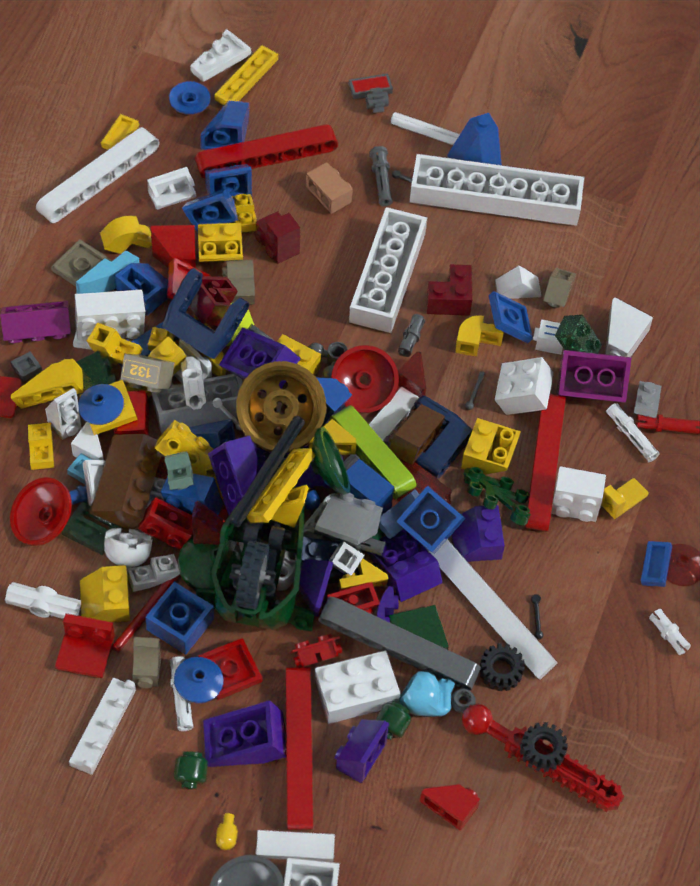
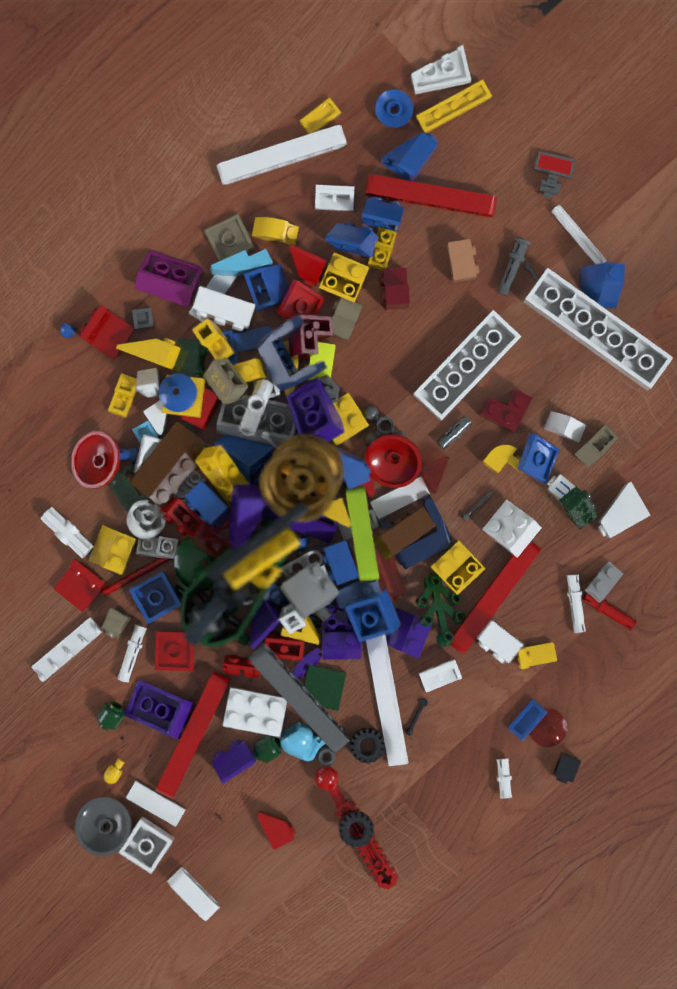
camera: 30 degrees right, 30 degrees up
(157, 336) = (251, 345): yellow tile -> none
(179, 470) = (202, 493): sand green bracket -> none
(196, 689) = (149, 642): blue dish -> none
(329, 462) = (315, 546): dark green dish -> none
(537, 561) = (440, 675): none -> white hinge
(594, 376) = (568, 550): magenta slope -> none

